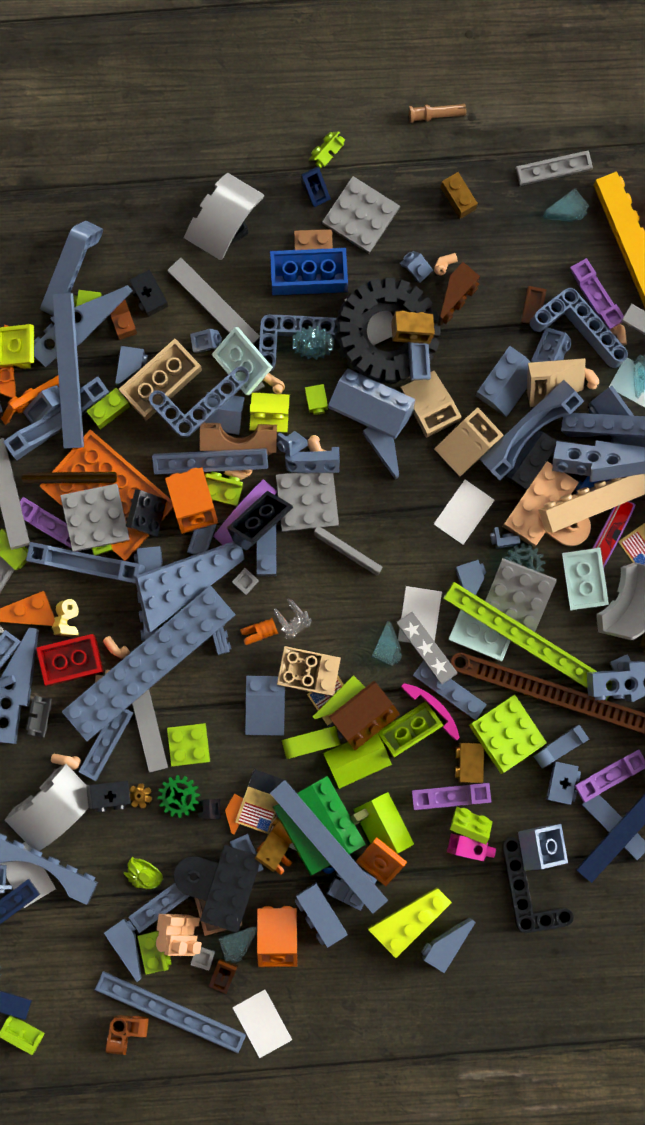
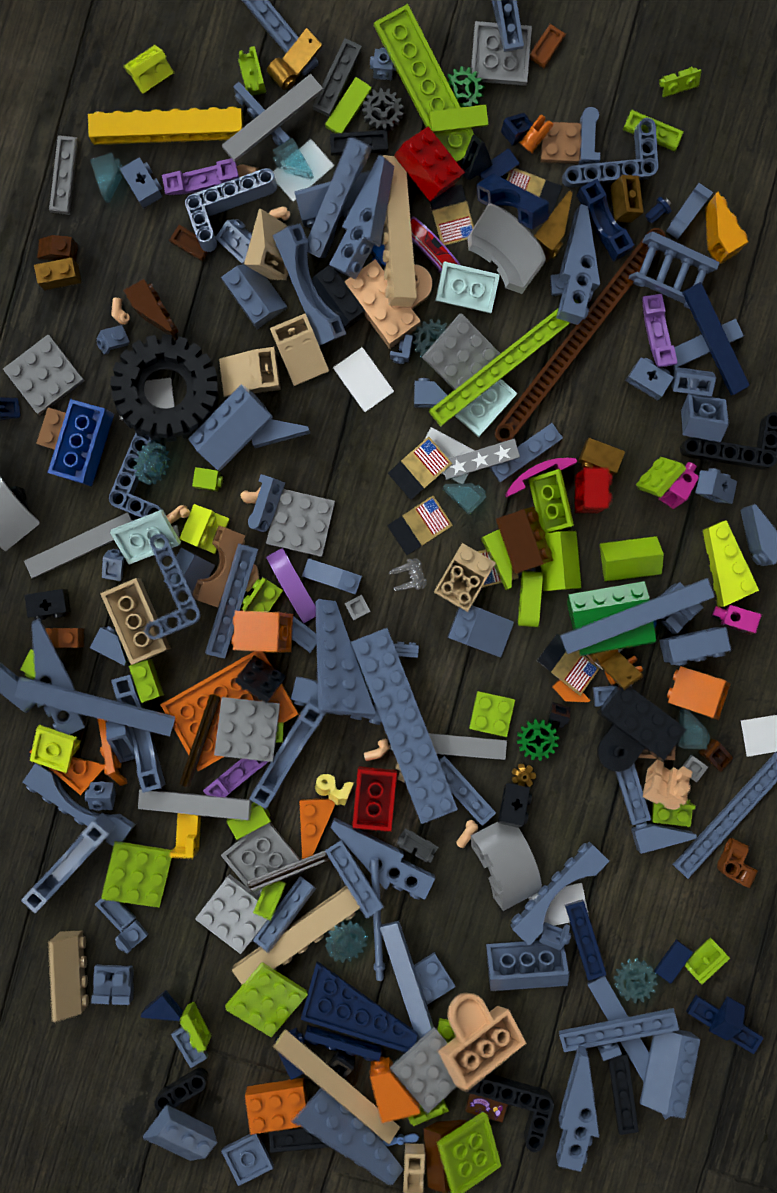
camera: 70 degrees left, 5 degrees up
(143, 874) = (597, 797): lime hat -> none
(258, 519) = (304, 574): black slope -> none
(263, 629) = (409, 606): orange hinge -> none
(291, 444) = (241, 518): sand blue bracket -> none
(344, 613) = (419, 525): none -> sticker
(347, 550) = (362, 501): light grey tile -> none
(359, 816) = (616, 579): olive tile -> none
(361, 957) = (745, 621): none -> dark pink torso
(381, 861) = (664, 572): orange plate -> none
(398, 594) = (419, 468): none -> sticker
(412, 327) = (170, 360): pearl gold brick -> none
(419, 361) = (205, 367): sand blue tile -> none
(433, 762) = (592, 490): none -> red brick
(451, 796) = (625, 485): medium lavender slope -> none
(480, 882) = (716, 486): none -> sand blue brick
(482, 186) = (57, 248): none -> reddish brown slope
(507, 734) = (587, 412): lime plate -> none
(561, 746) = (614, 367): sand blue leg -> none
(574, 825) = (693, 381): none -> sand blue brick
(578, 232) = (134, 174): none -> sand blue brick

